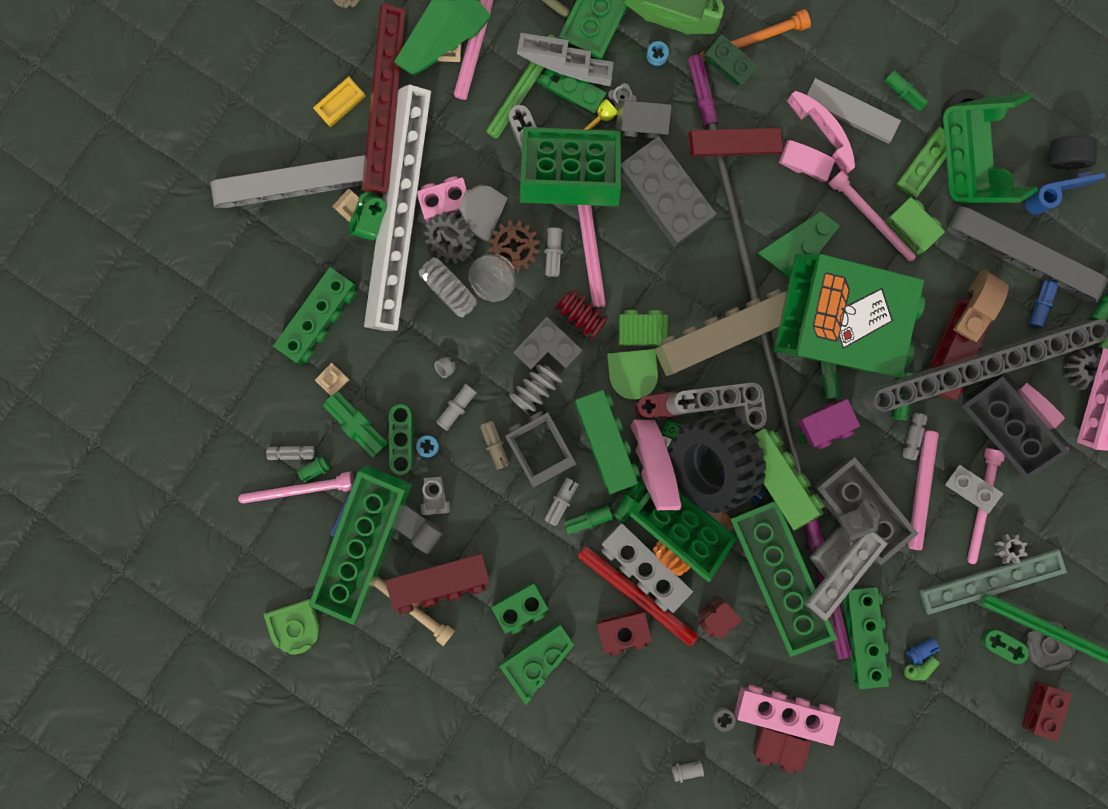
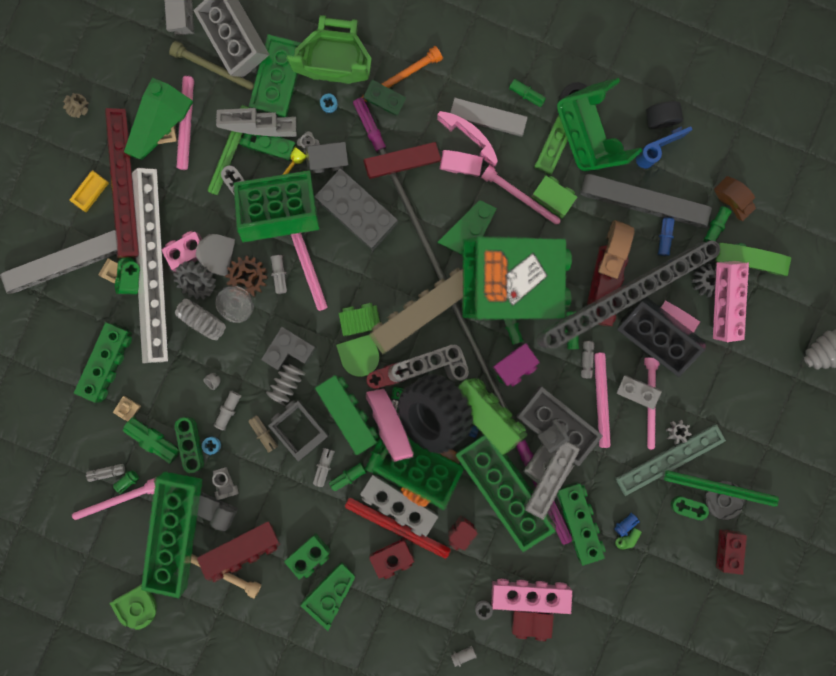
camera: 10 degrees left, 0 degrees up
(581, 313) = (309, 317): dark red piece -> none

